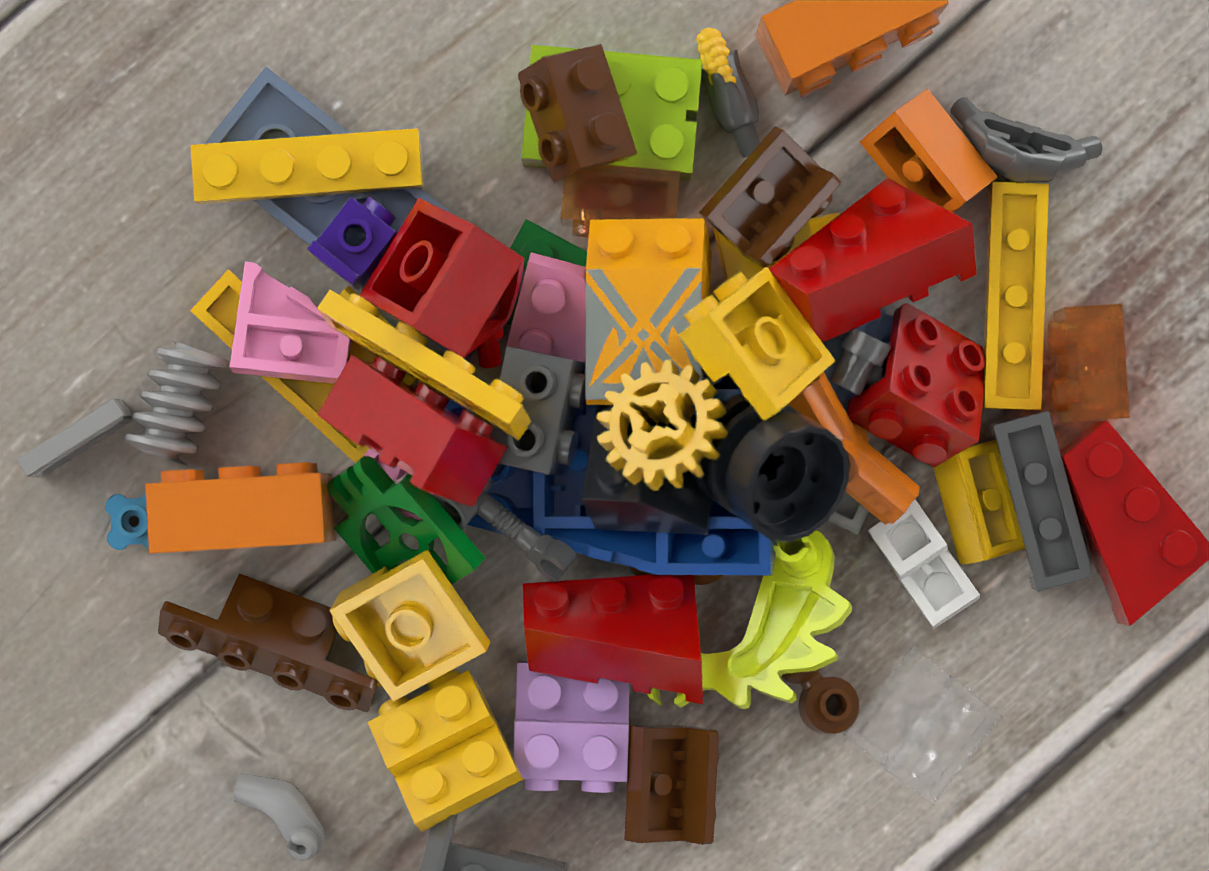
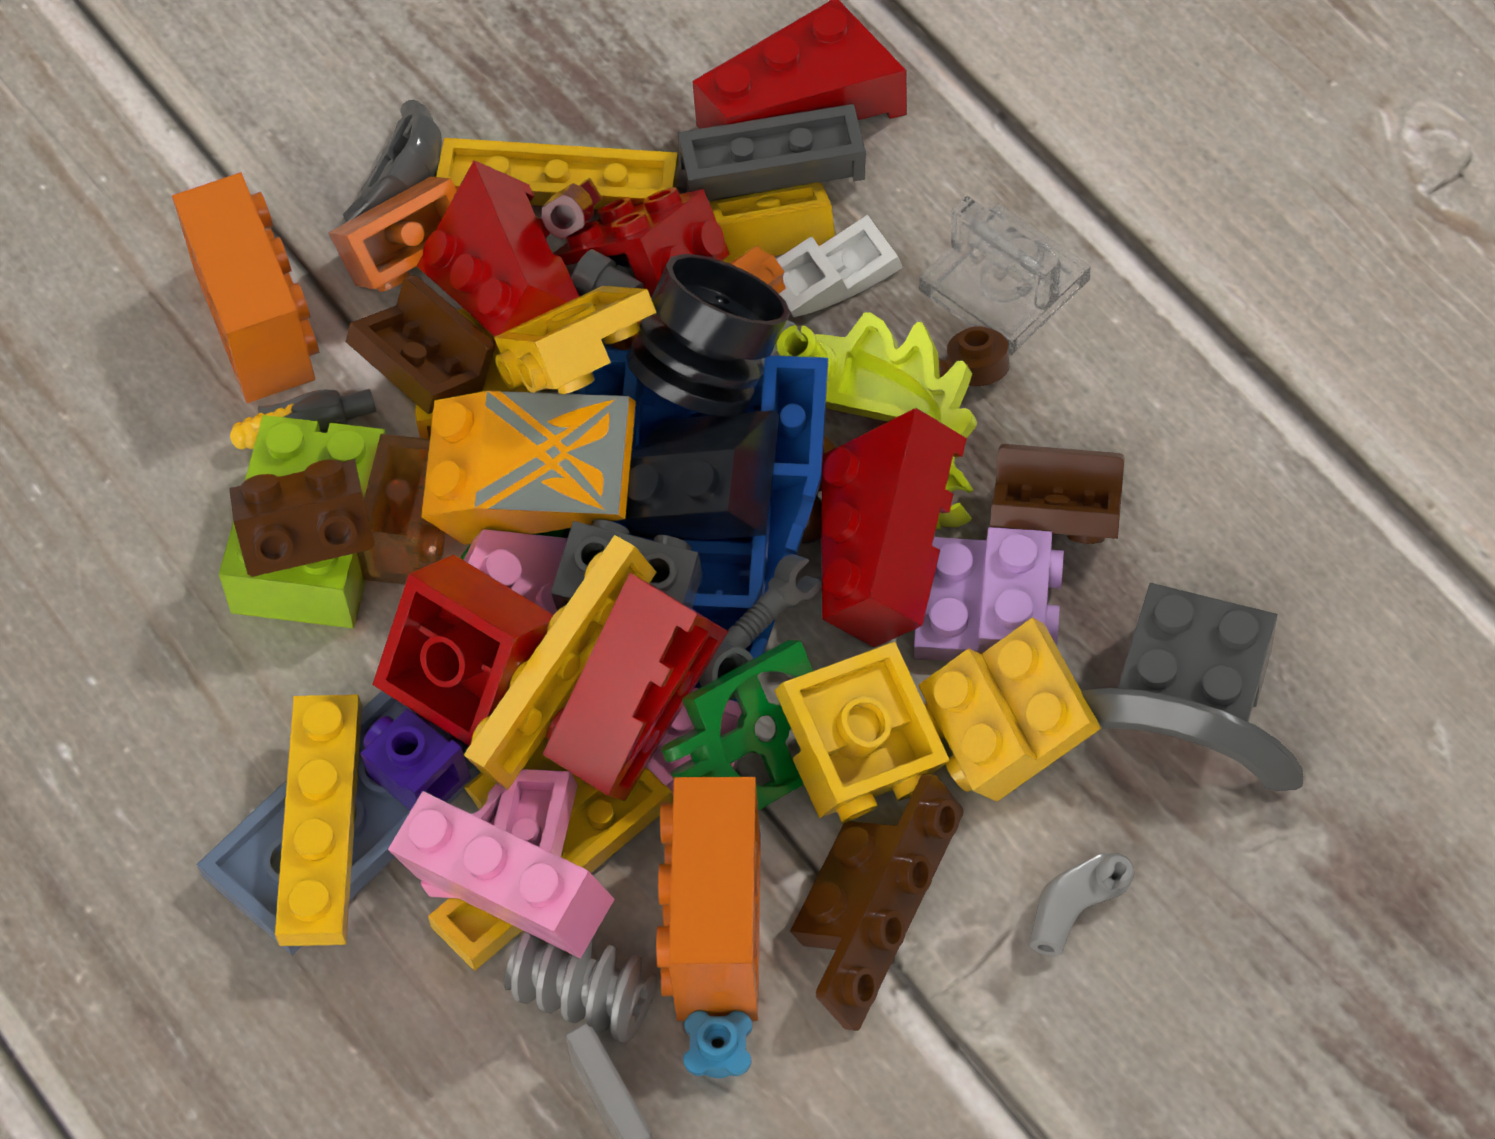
camera: 85 degrees left, 30 degrees down
(225, 333) = (501, 874): none -> bright pink brick
(662, 399) = (646, 388): yellow gear -> none
(949, 317) = (570, 208): none -> bar
(1089, 363) = (633, 105): clear orange brick -> none

